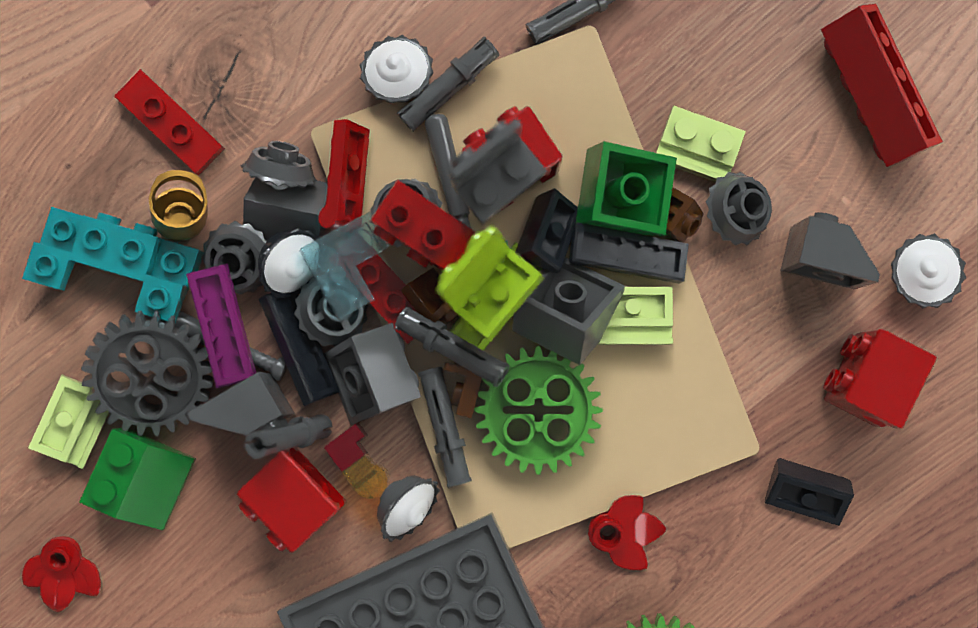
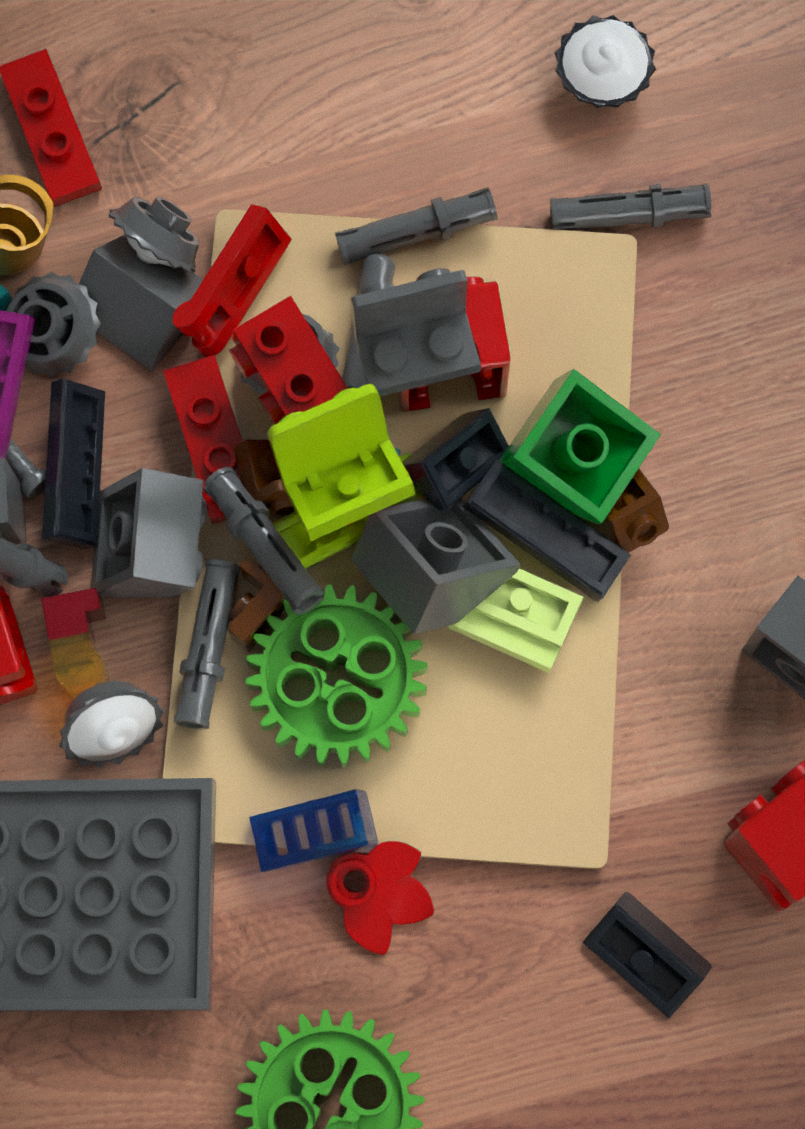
camera: 25 degrees right, 10 degrees down
(282, 265) = (113, 353): white piece -> none
(321, 322) = (133, 433): dark grey piece -> none
(334, 263) = (165, 374): clear light blue plate -> none
(396, 69) = (360, 181): white piece -> none
(602, 508) = (361, 822): none -> clear blue slope
(700, 143) = (707, 444): yellowish green plate -> none
(739, 208) = (718, 542): dark grey piece -> none

